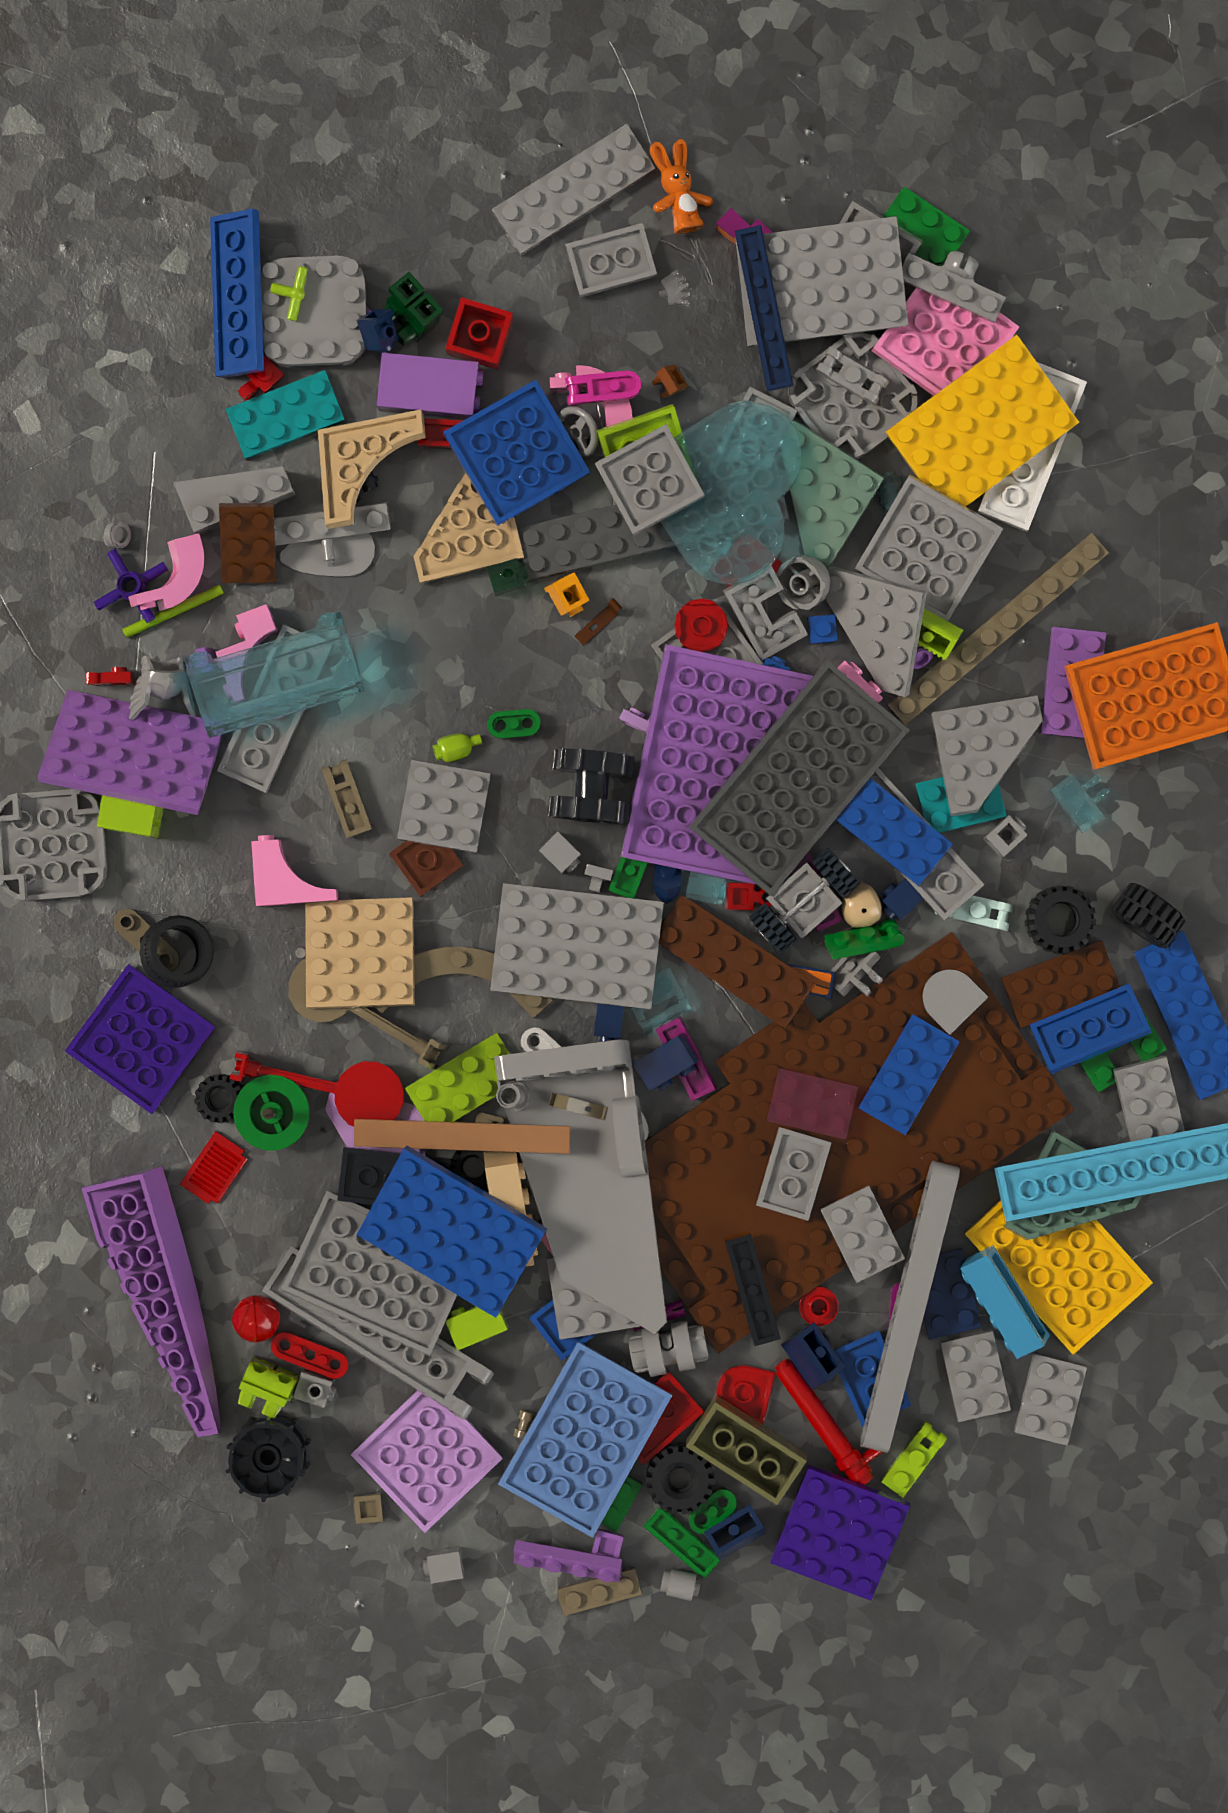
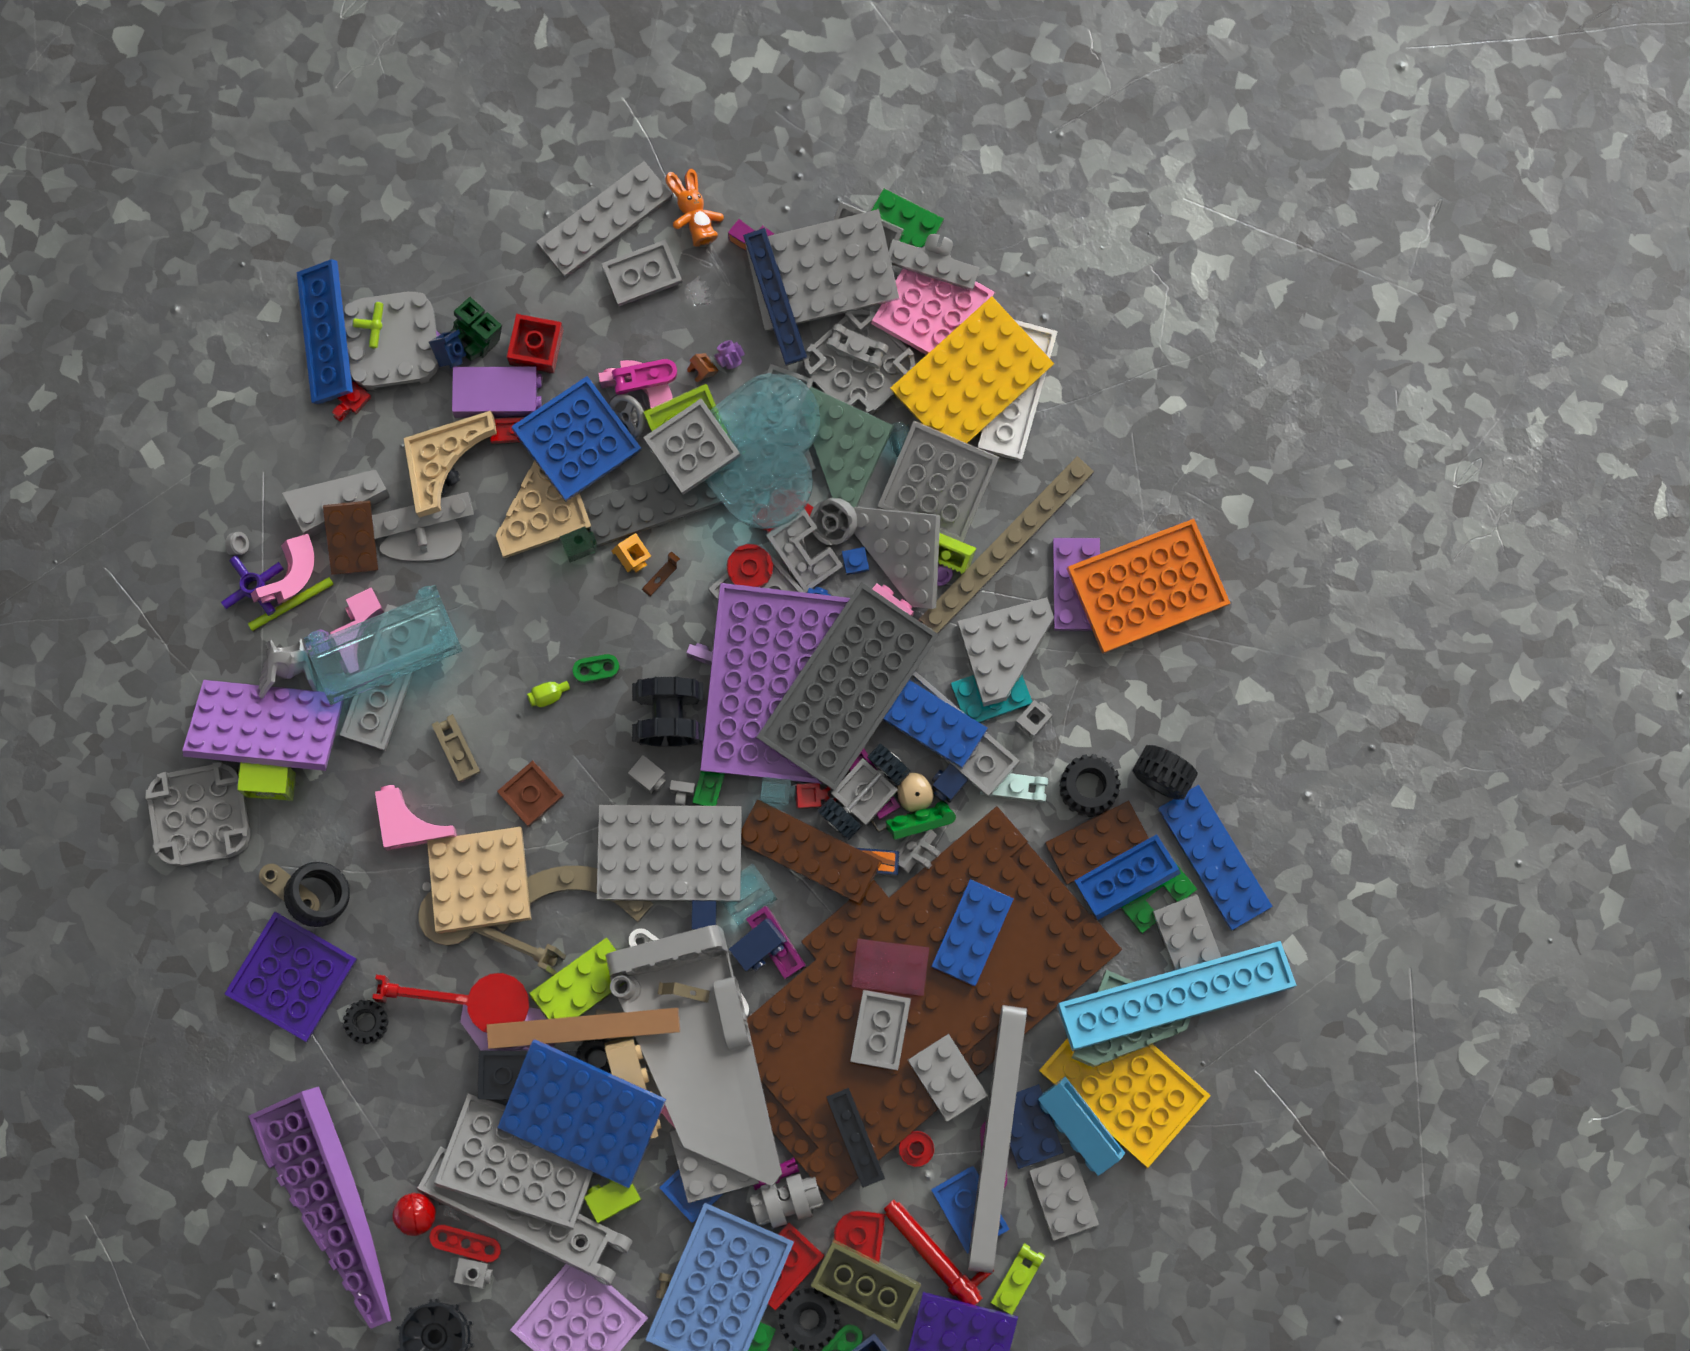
camera: 10 degrees left, 10 degrees down
(117, 676) = (245, 664): red plate -> none
(214, 1169) = (366, 1086): red window -> none
(271, 1112) = (412, 1027): green piece -> none
(271, 1385) = (431, 1270): lime hips -> none
(285, 415) = (374, 429): teal plate -> none
(444, 806) = (541, 746): light grey plate -> none
(667, 883) = (743, 790): dark blue plate -> none
(703, 370) = (729, 354): none -> medium lavender gear
(812, 1355) = (916, 1193): dark blue brick -> none
(951, 998) = (1002, 862): light grey tile -> none
(1050, 1399) = (1133, 1211): light grey plate -> none
(1077, 802) = (1092, 684): clear light blue hinge -> none

